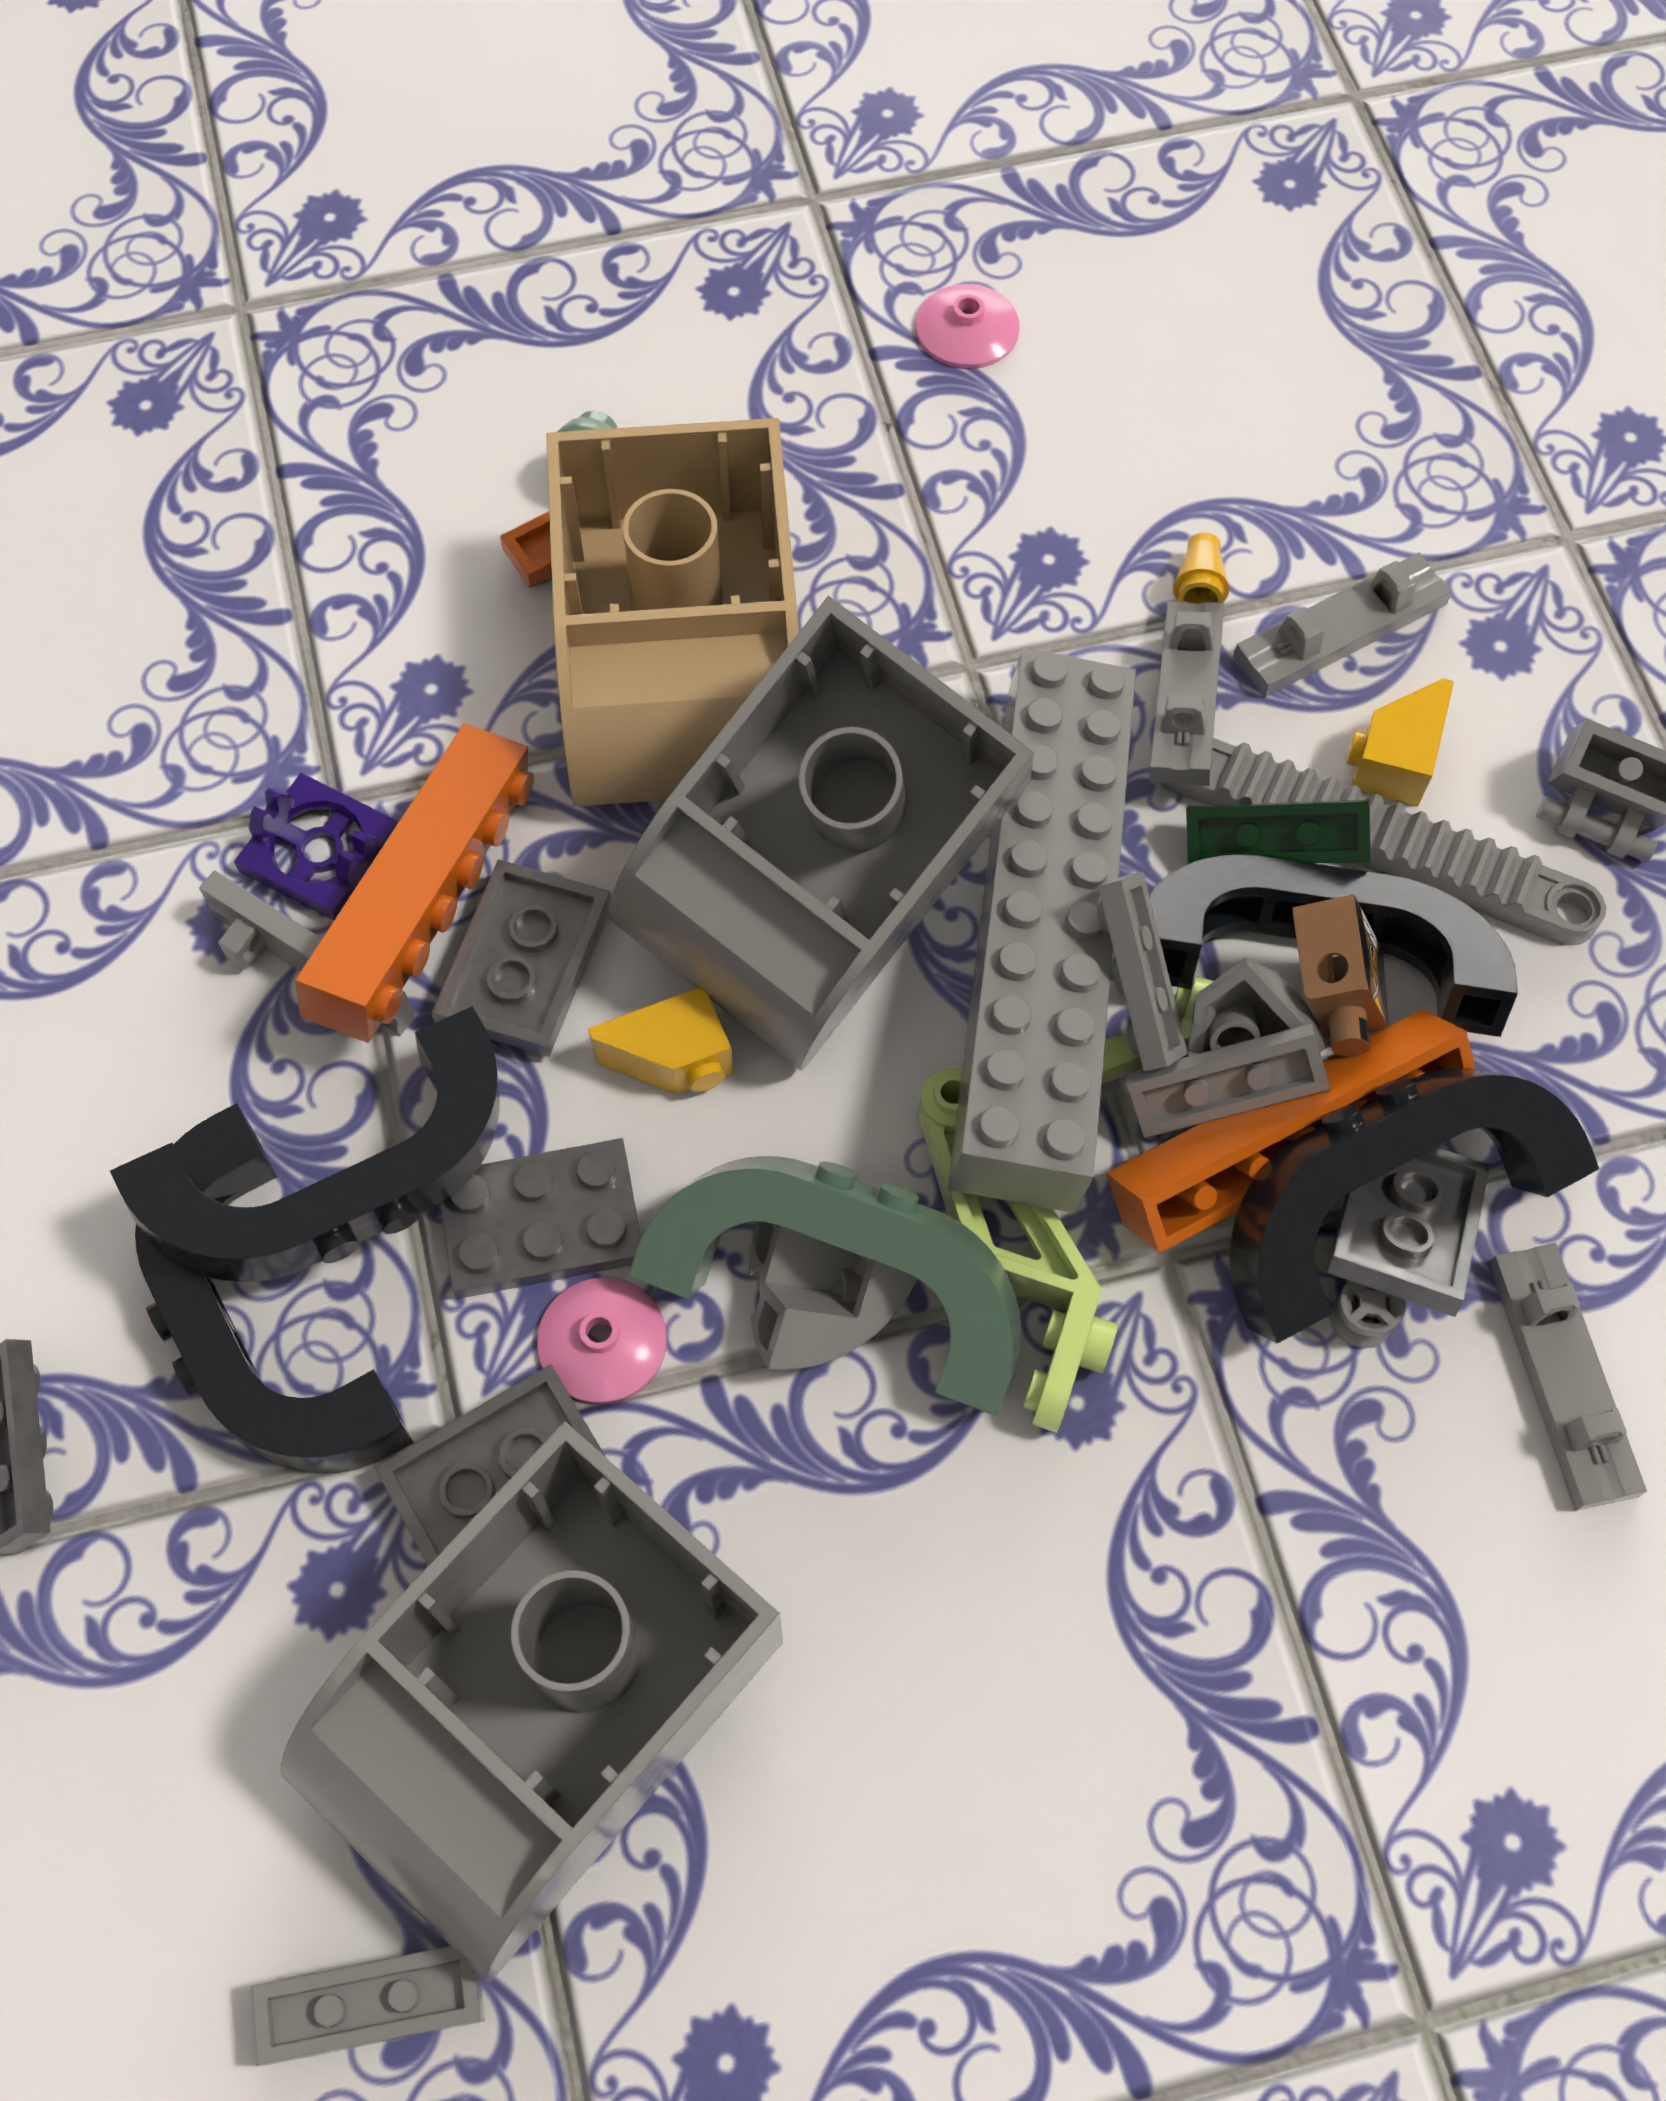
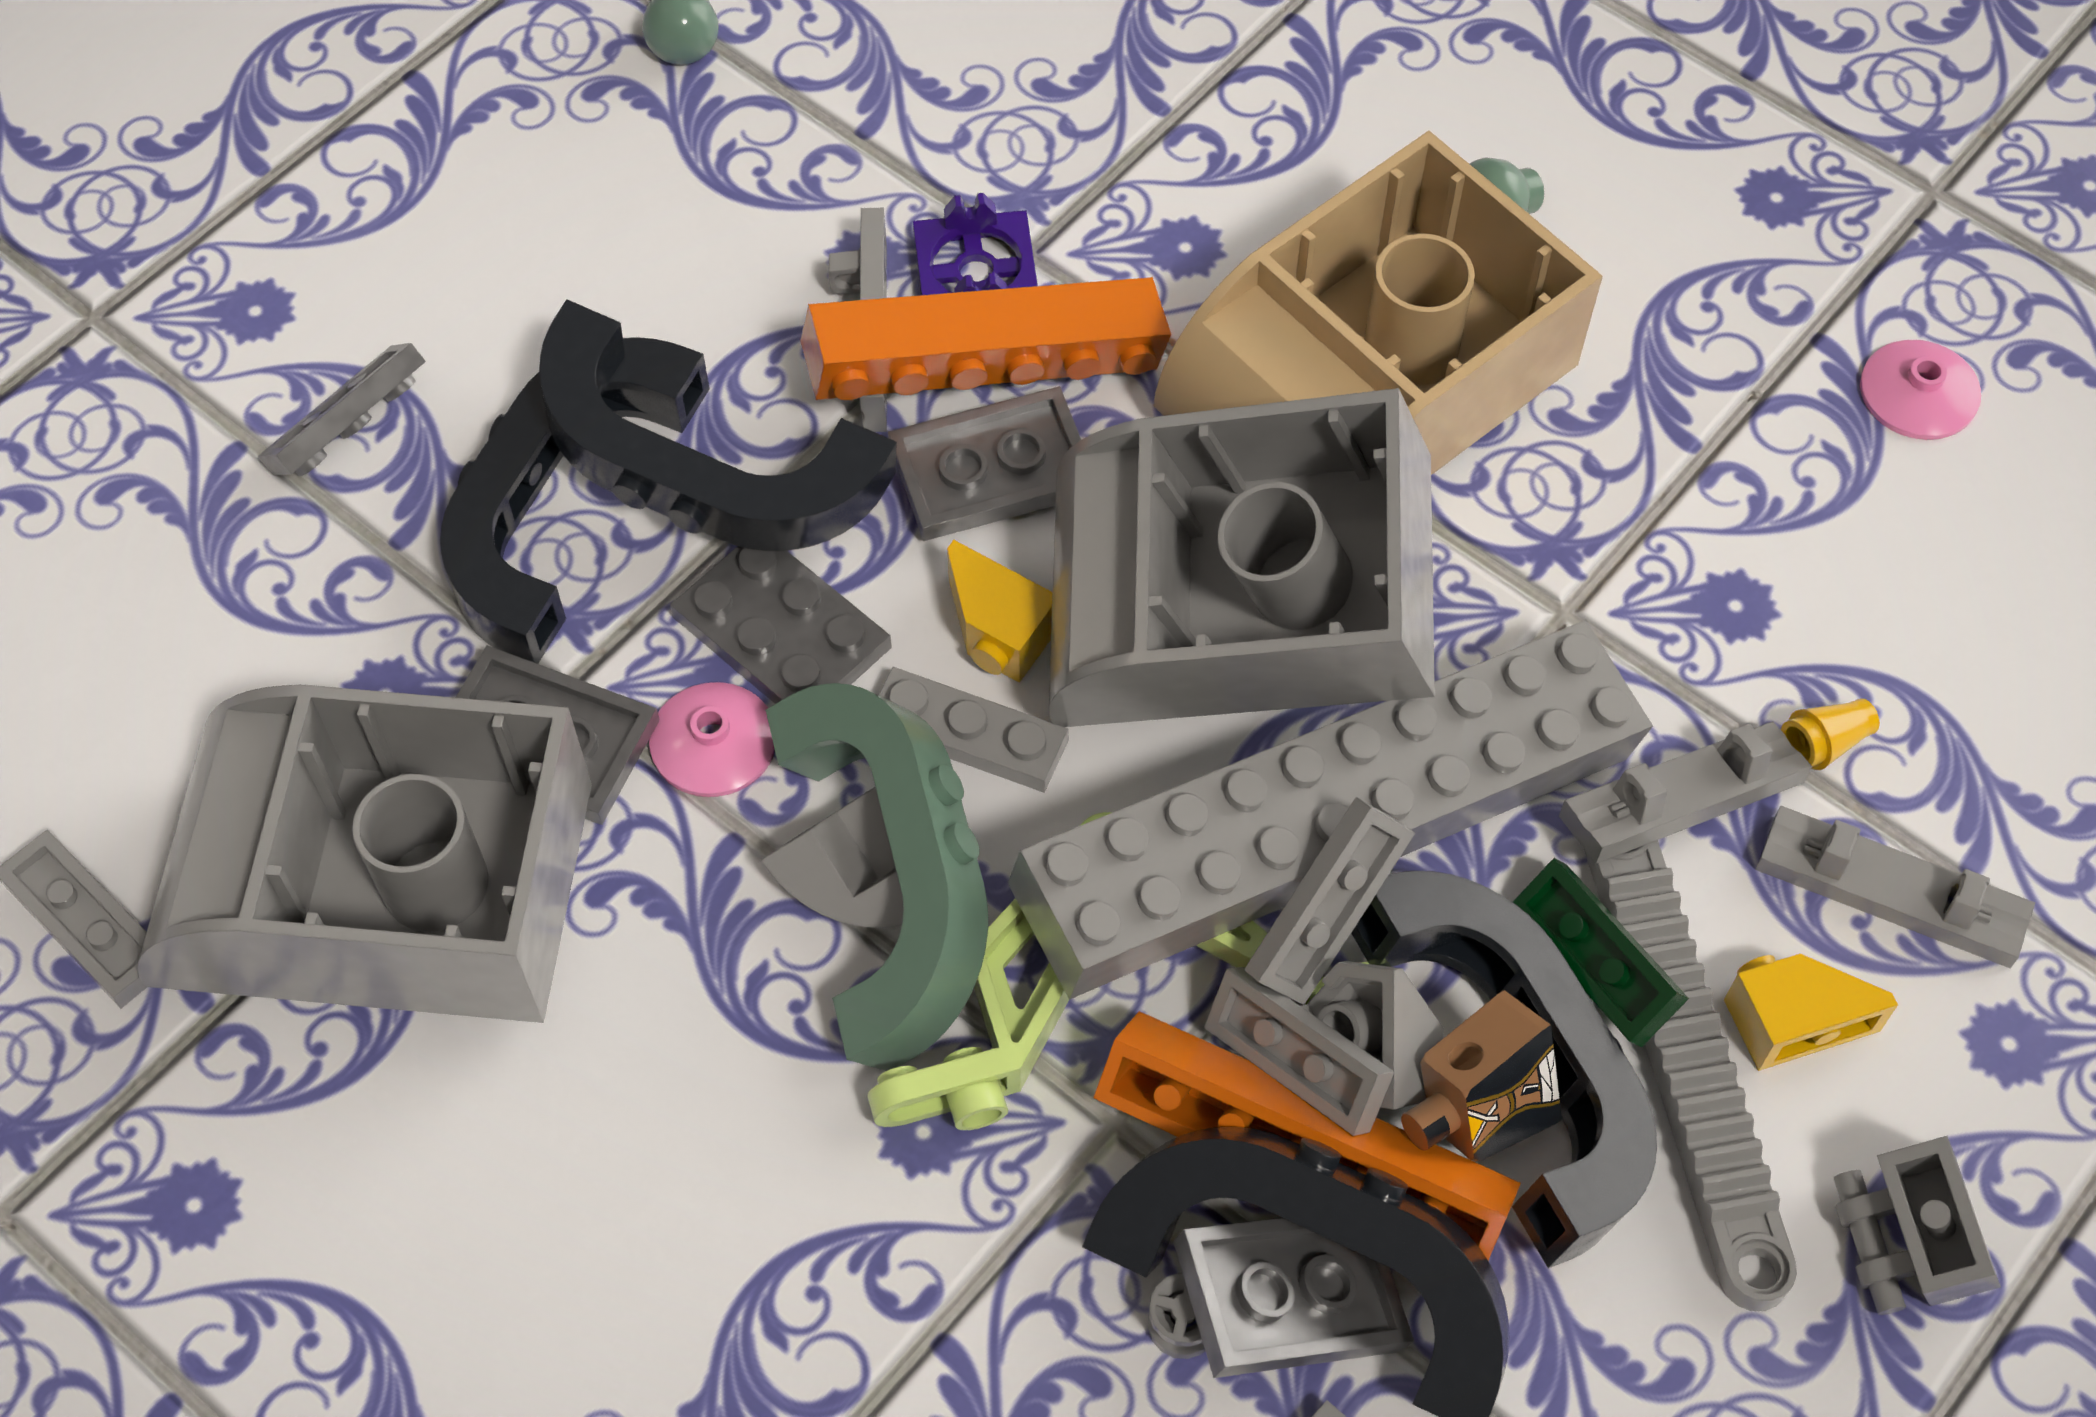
camera: 55 degrees right, 5 degrees down
(762, 1126) = (982, 730): none -> light grey plate

